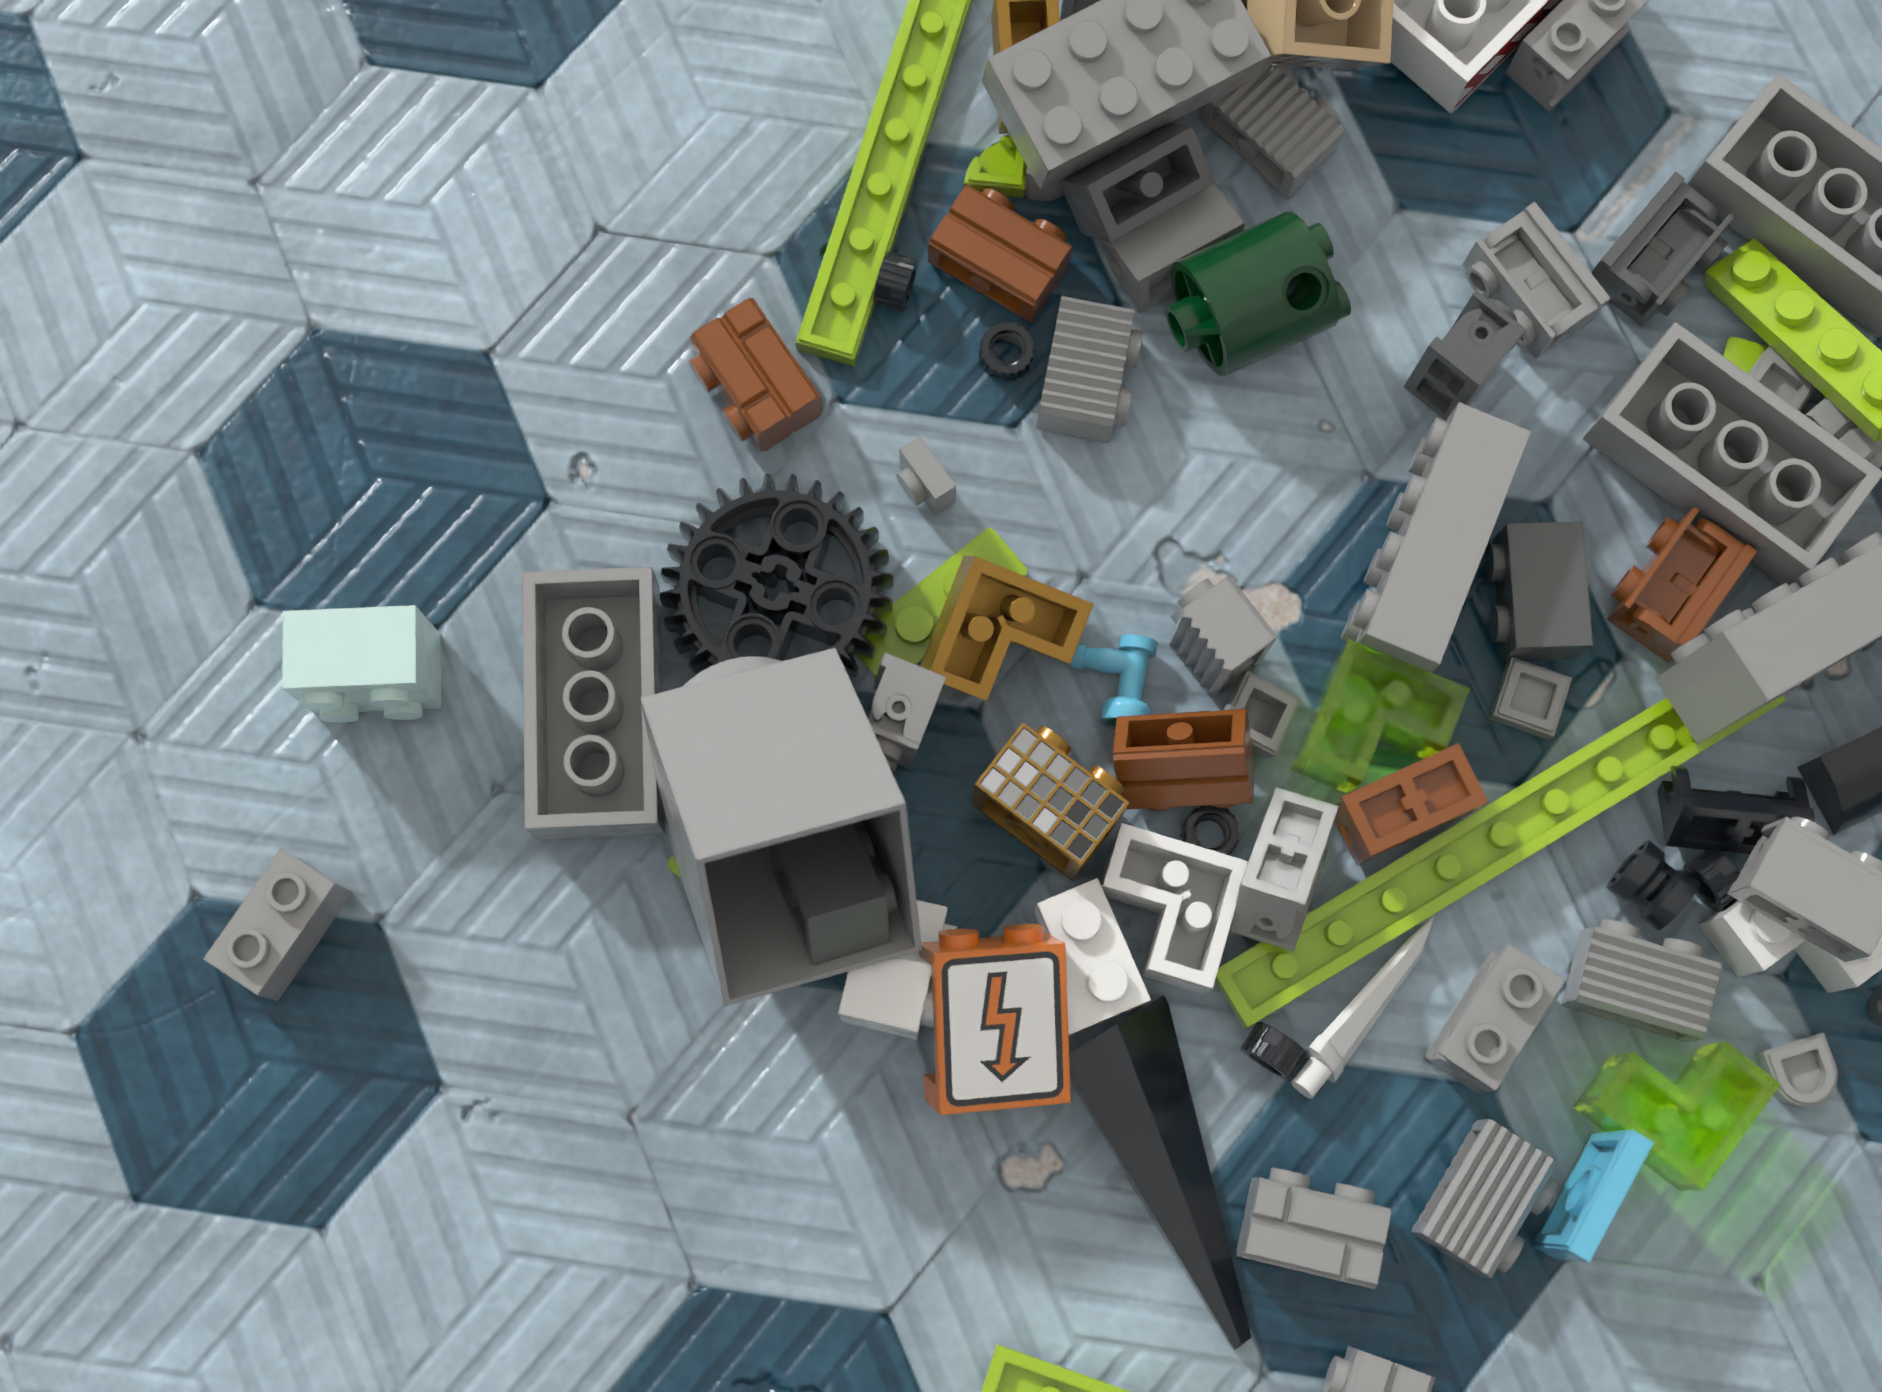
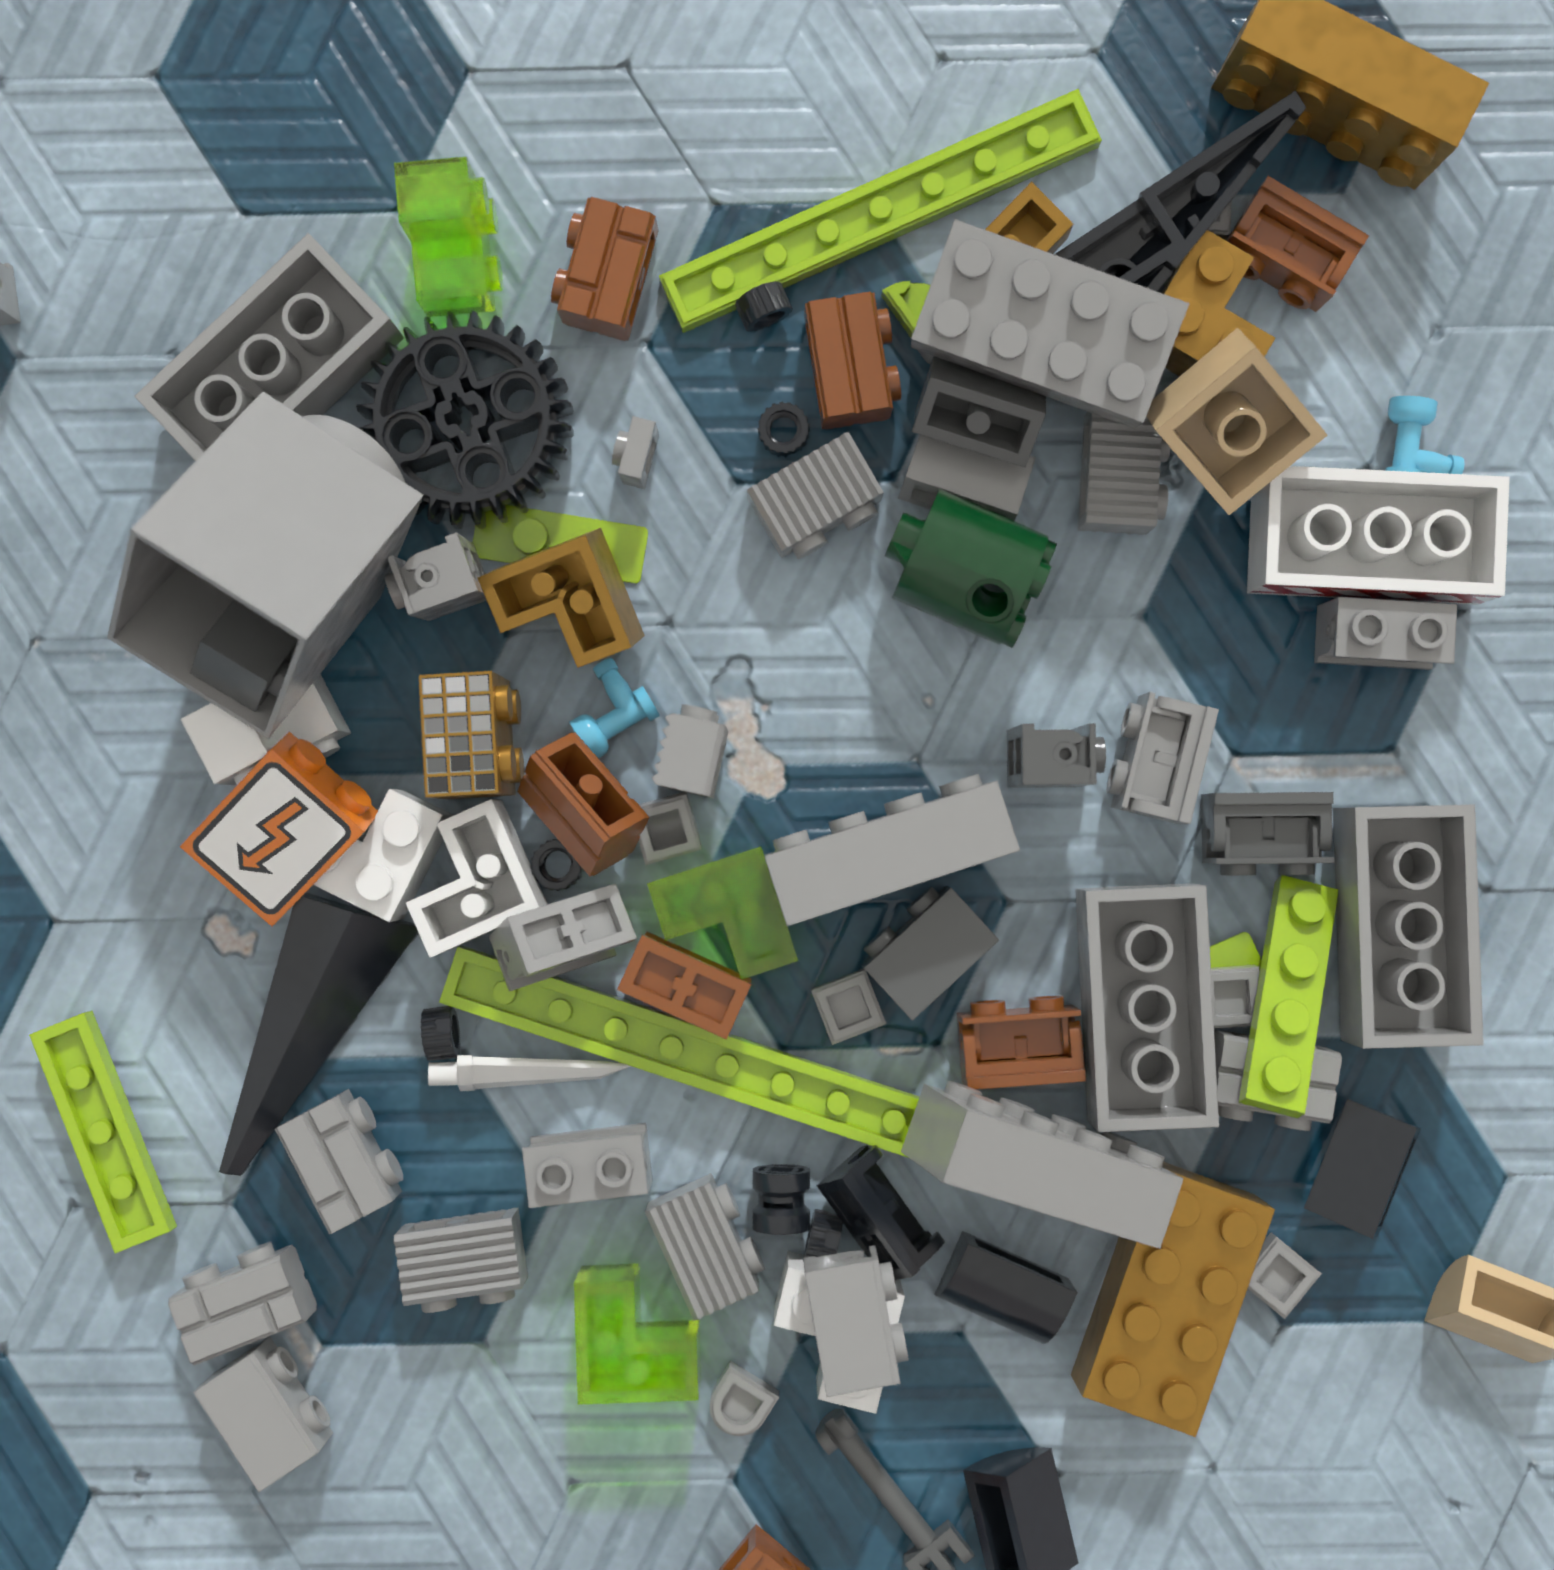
camera: 50 degrees right, 10 degrees up
(362, 662) = (155, 183): light aqua brick -> none
(608, 466) = (449, 231): none -> clear neon green brick
(1592, 1195) = (513, 1331): medium azure tile -> none

